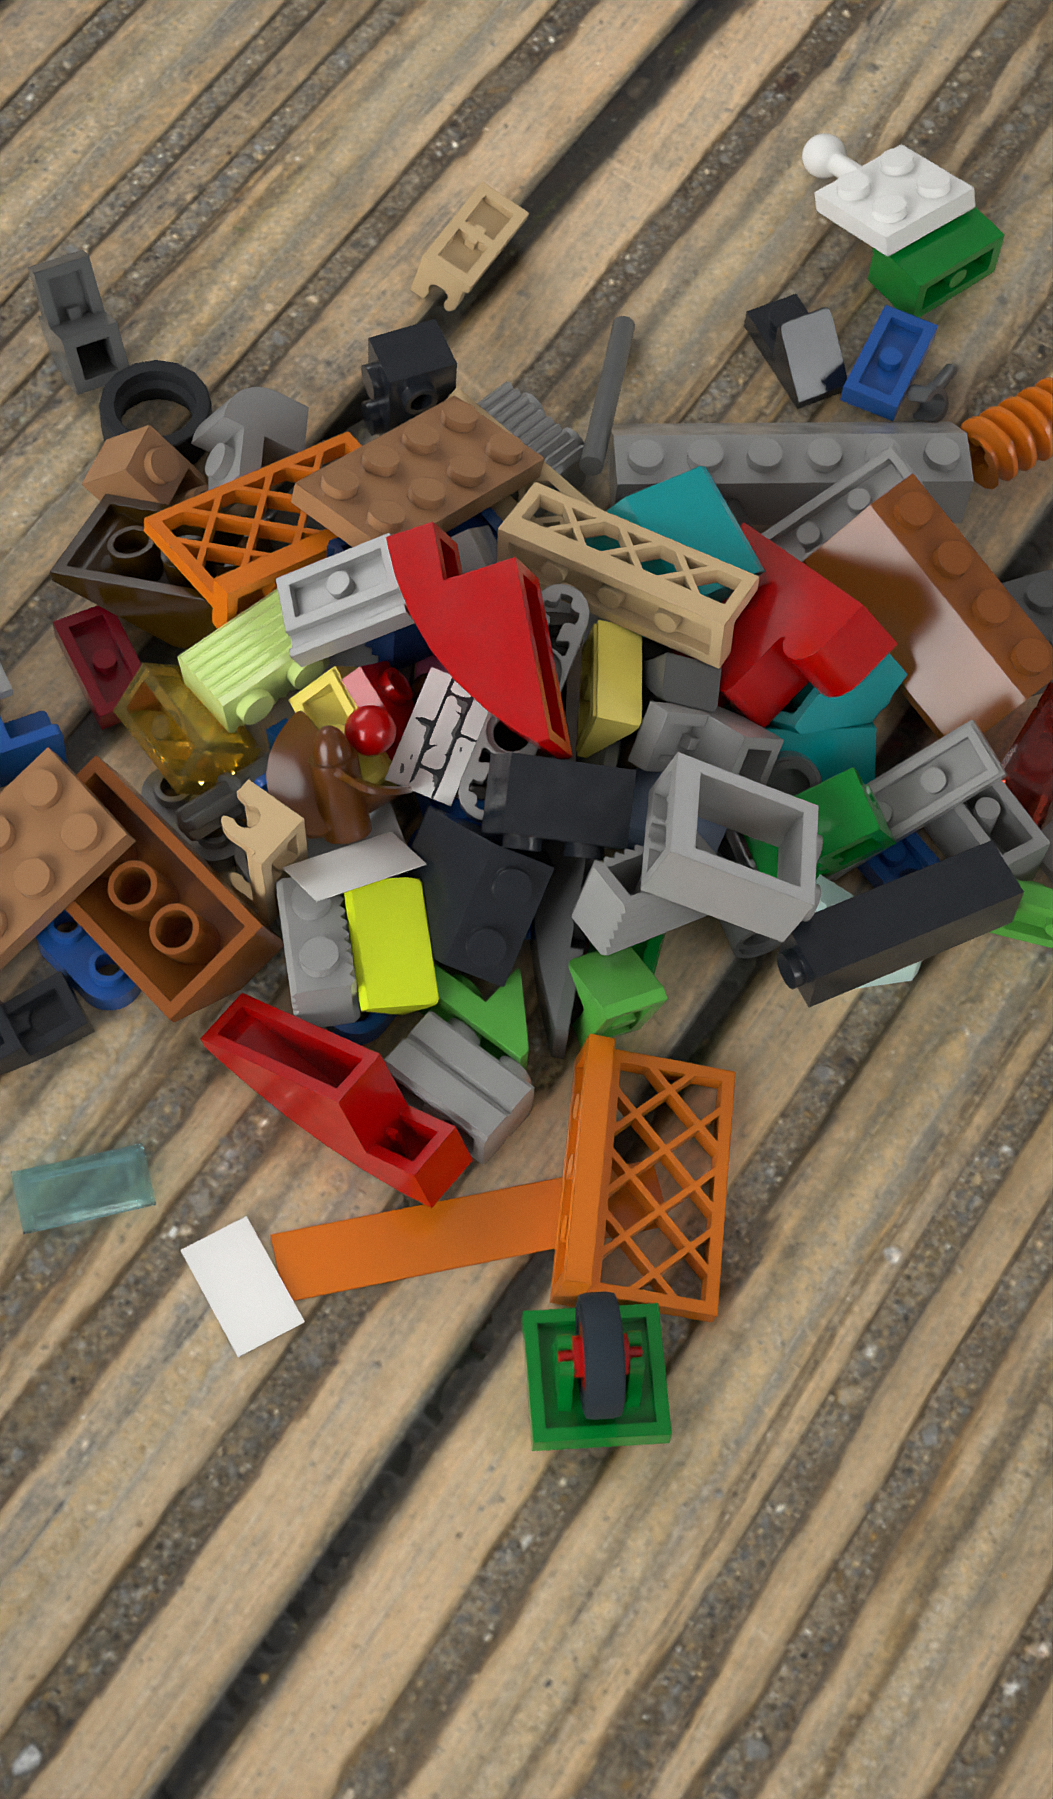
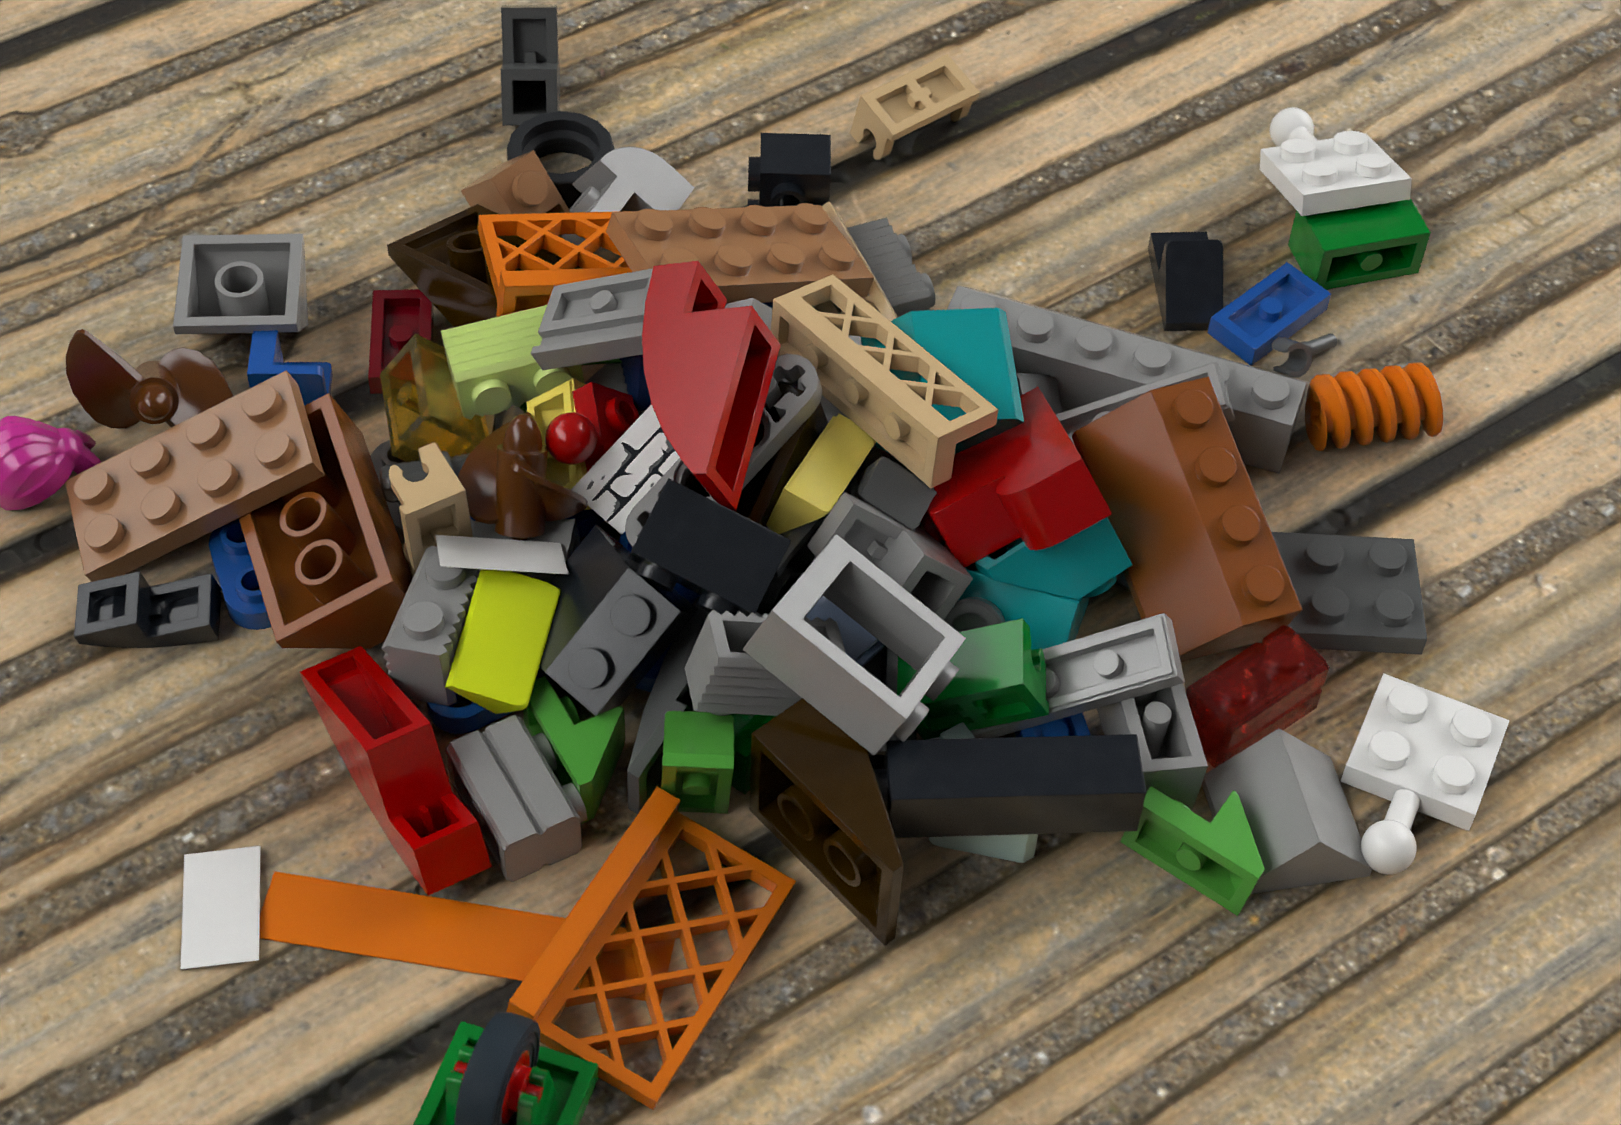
camera: 25 degrees right, 10 degrees down
(83, 1188) = (128, 767): clear light blue tile -> none
(607, 396) = (976, 258): dark grey bar -> none
(755, 1004) = (827, 808): none -> dark brown slope

